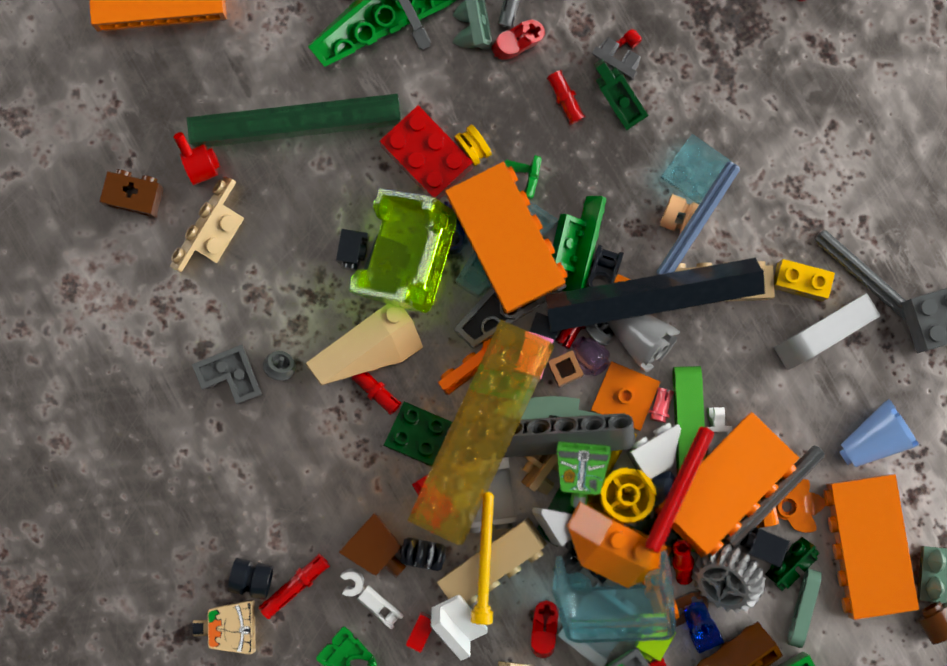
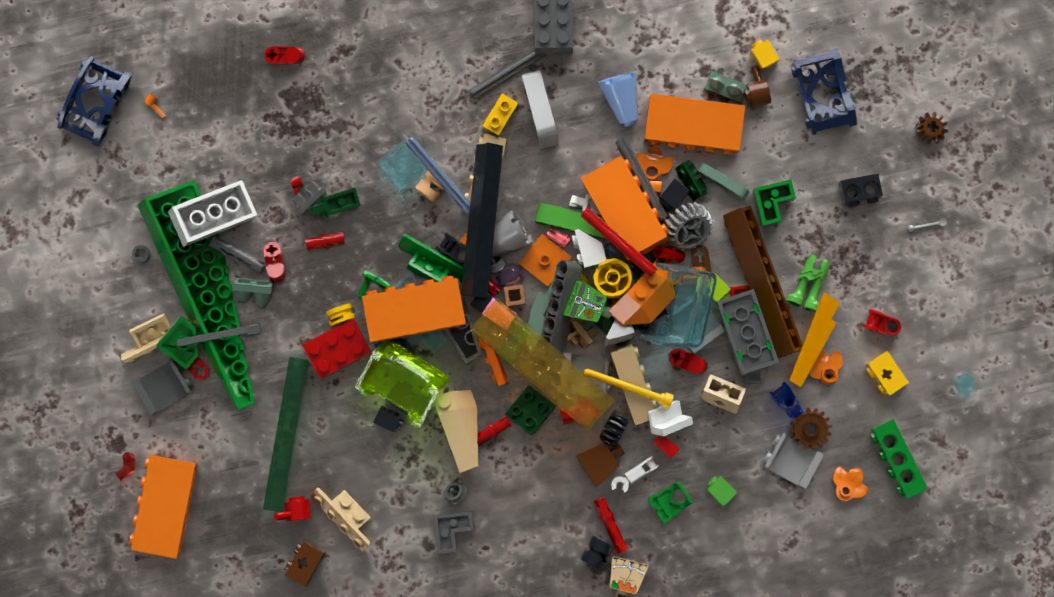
camera: 75 degrees left, 0 degrees up
(702, 627) = (716, 254): clear blue piece -> none

